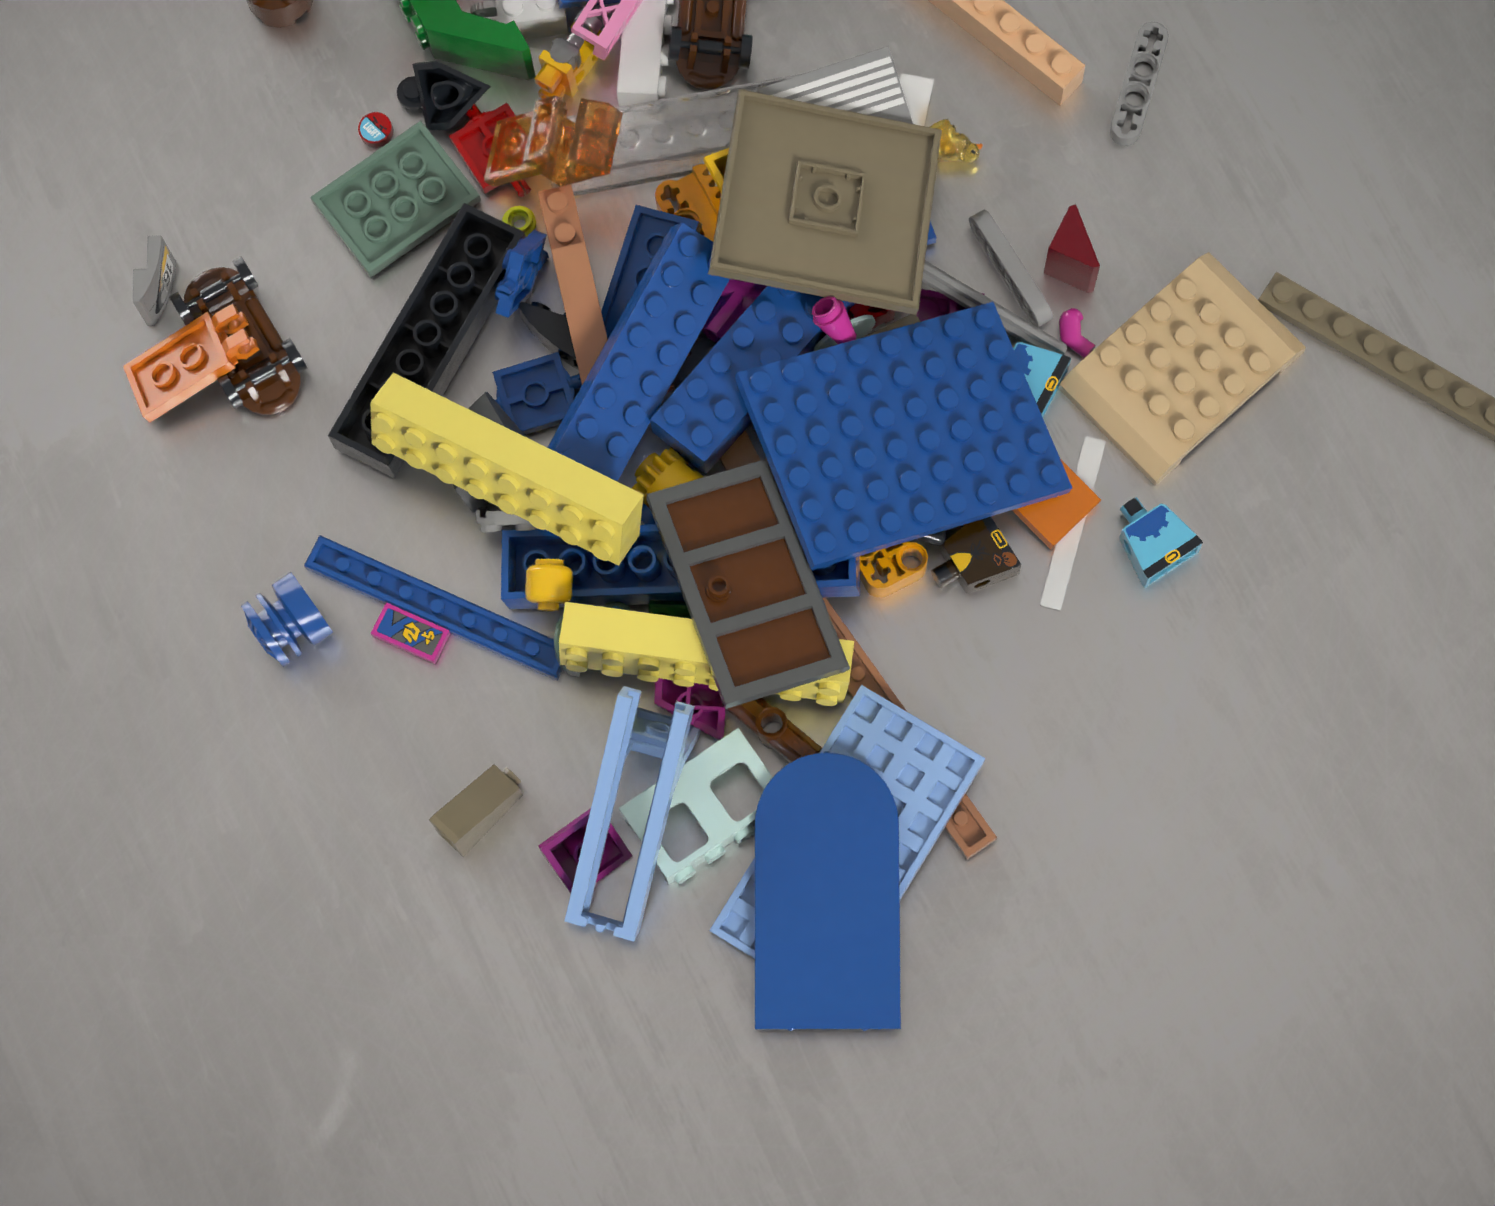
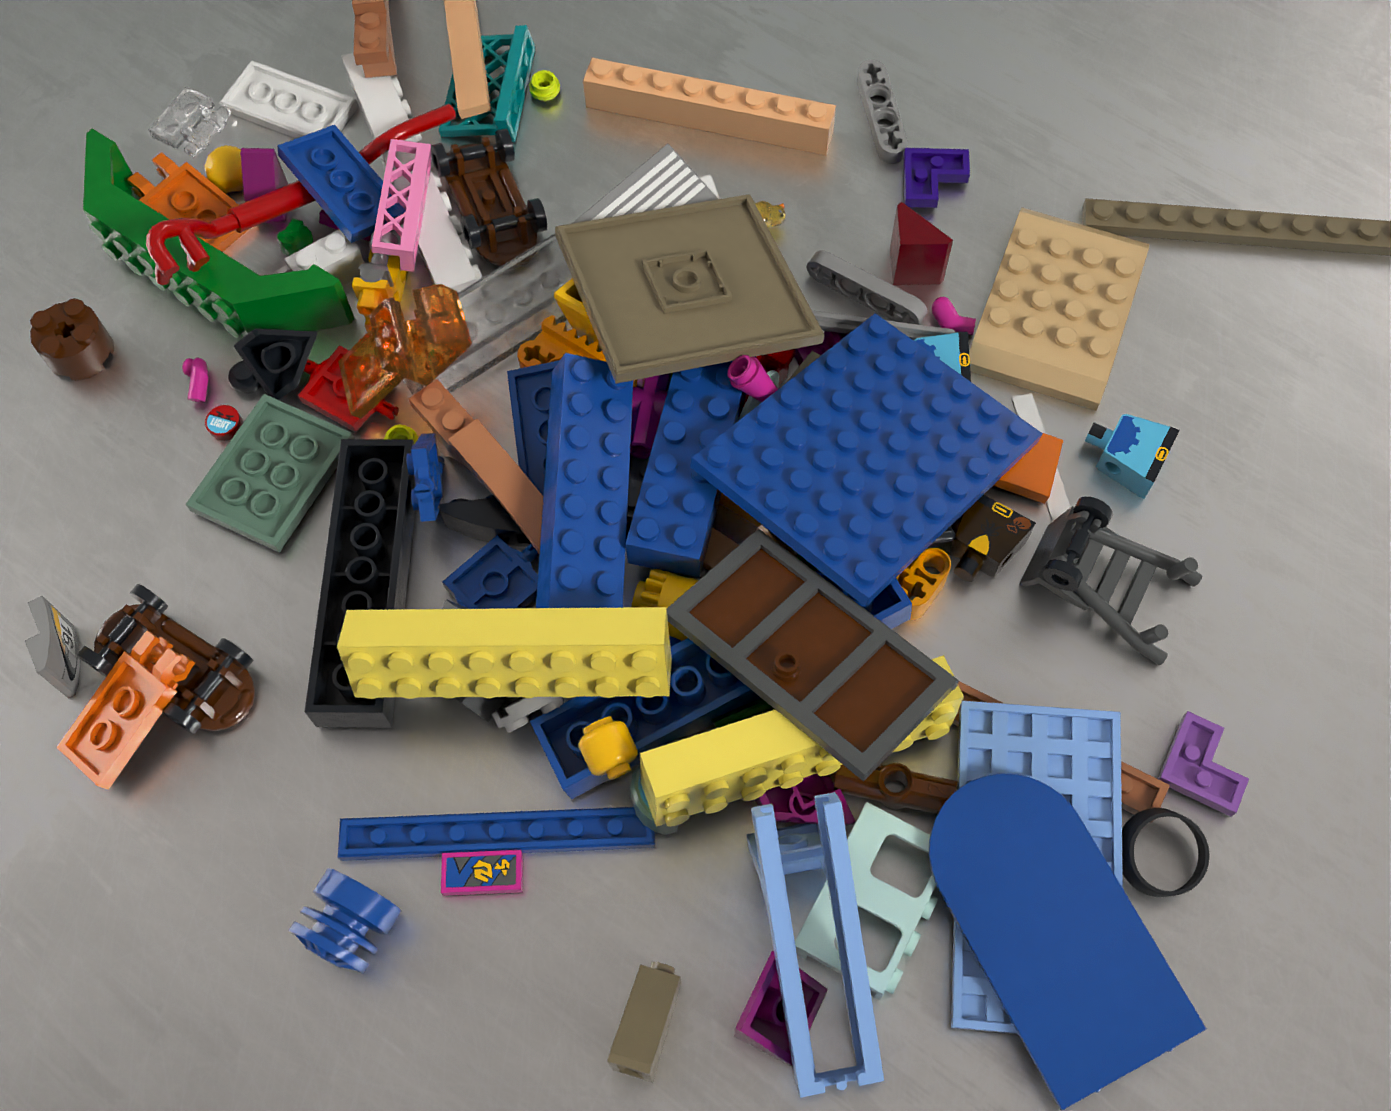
camera: 30 degrees left, 10 degrees down
(374, 67) = (198, 374): none -> dark pink arm
(960, 851) = (1129, 834): none -> black tyre
(1026, 834) = (1191, 768): none -> medium lavender plate
(1064, 588) = (1081, 535): none -> dark grey hand
(1144, 167) = (929, 166): none -> dark purple plate

